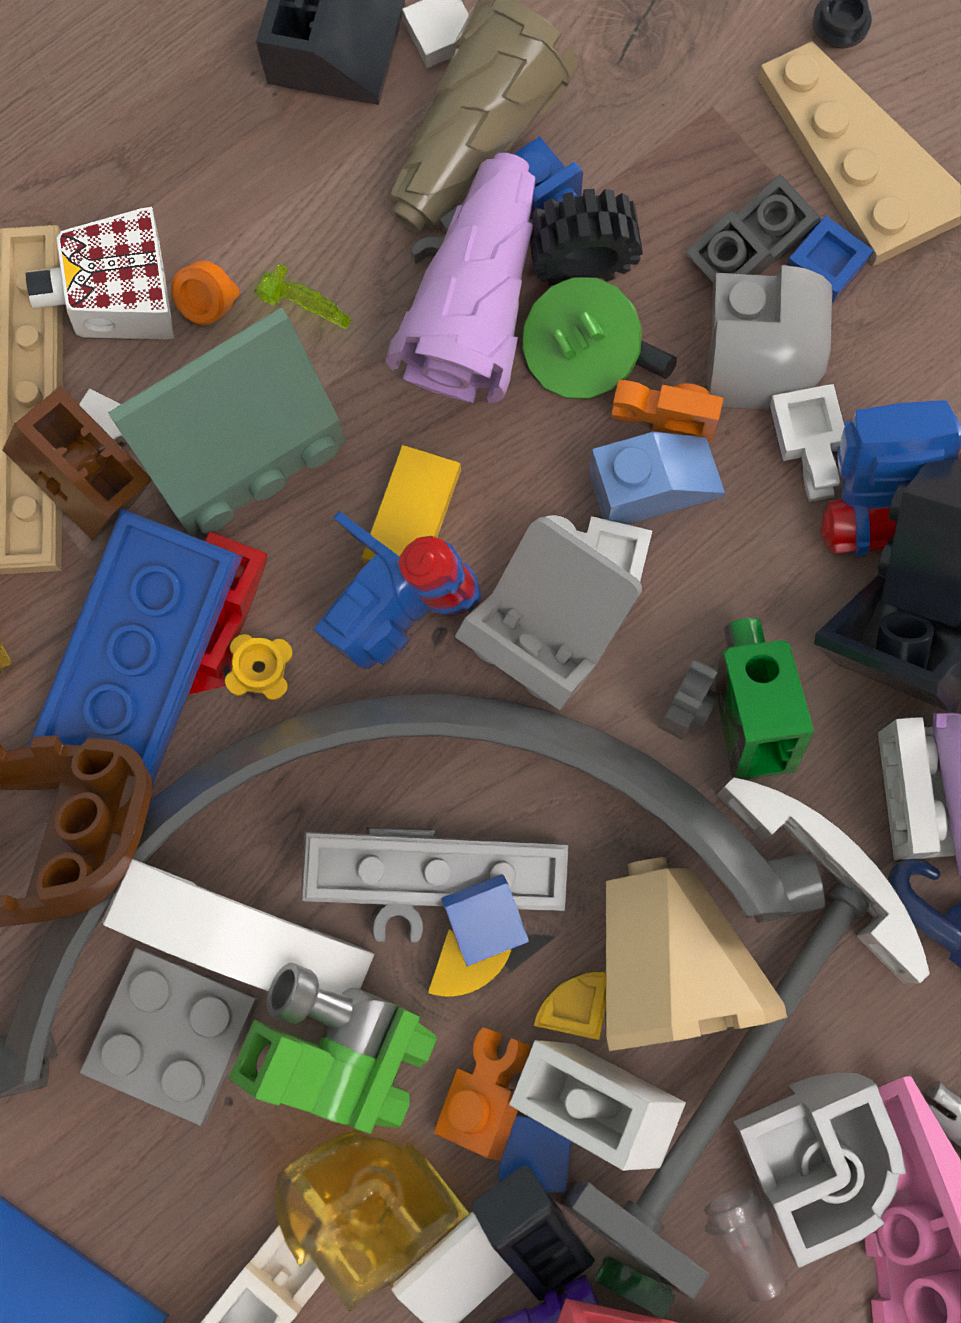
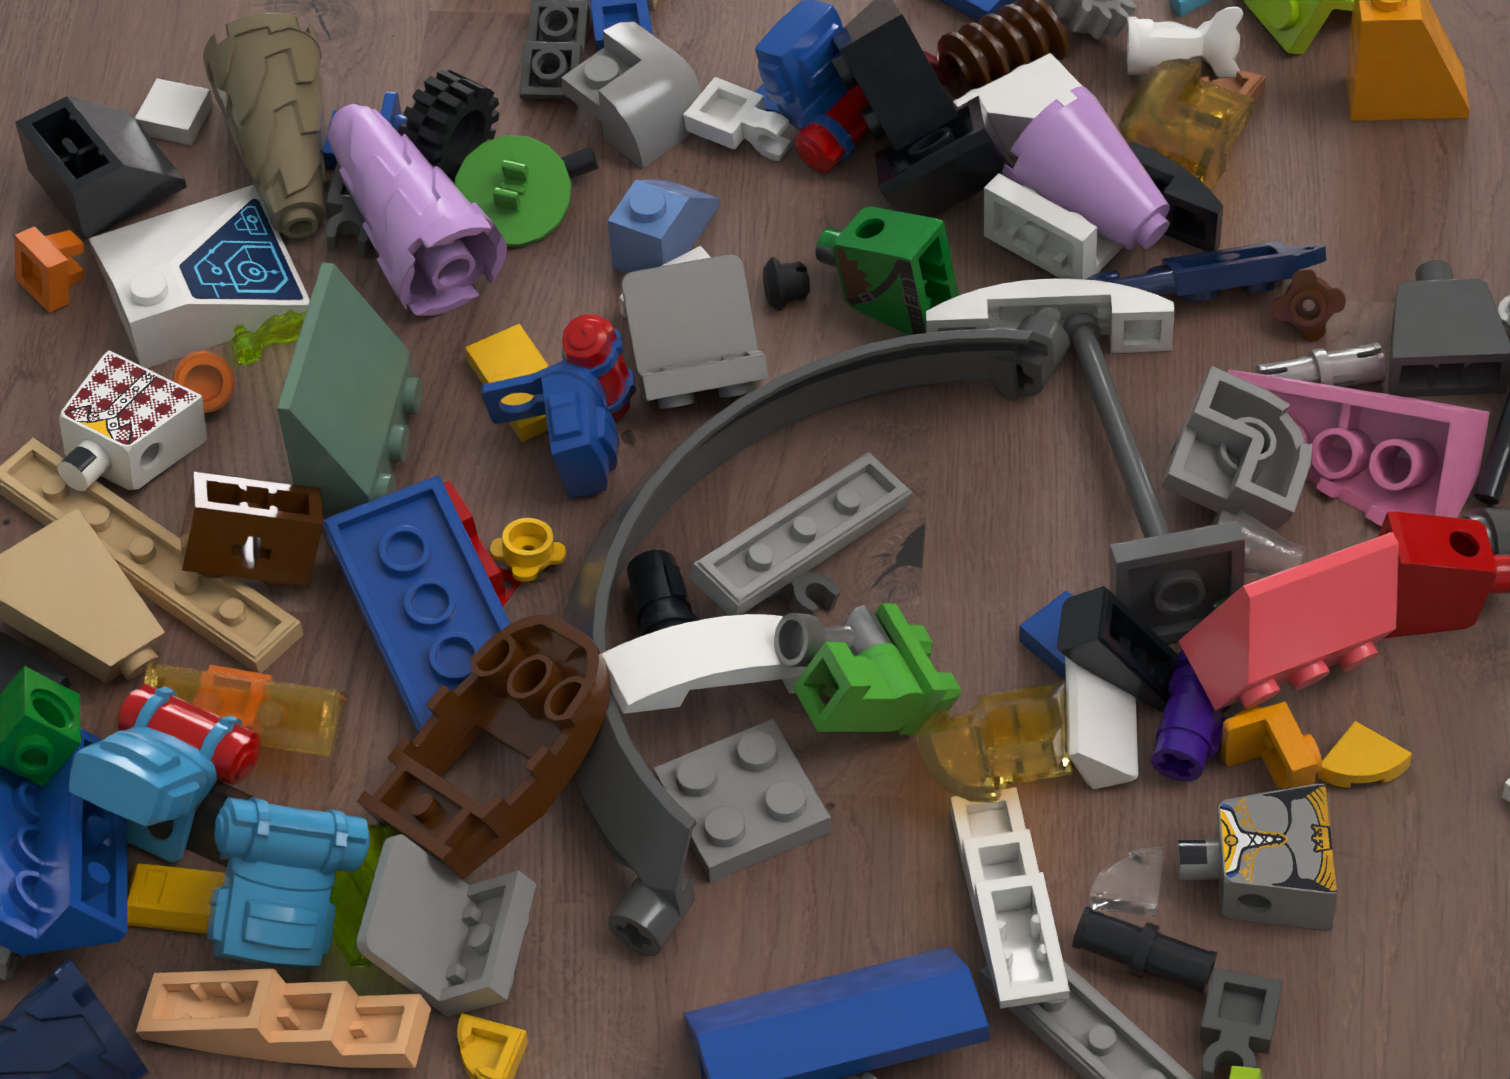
camera: 50 degrees left, 25 degrees down
(212, 86) = (47, 267): none -> orange tile
(278, 829) = (658, 592): none -> black axle
(299, 190) = (198, 275): none -> white slope
(457, 979) = (887, 576): yellow tile -> none
(478, 1102) = (997, 632): orange plate -> none
(485, 919) = (869, 525): tile -> none
(575, 1006) = (989, 539): yellow tile -> none
(597, 1105) = (1063, 539): white brick -> none
(673, 410) = (638, 160): orange plate -> none
(676, 962) = (1021, 430): tan slope -> none
(684, 622) = (785, 282): none -> black piece
(692, 701) = (843, 301): dark grey plate -> none

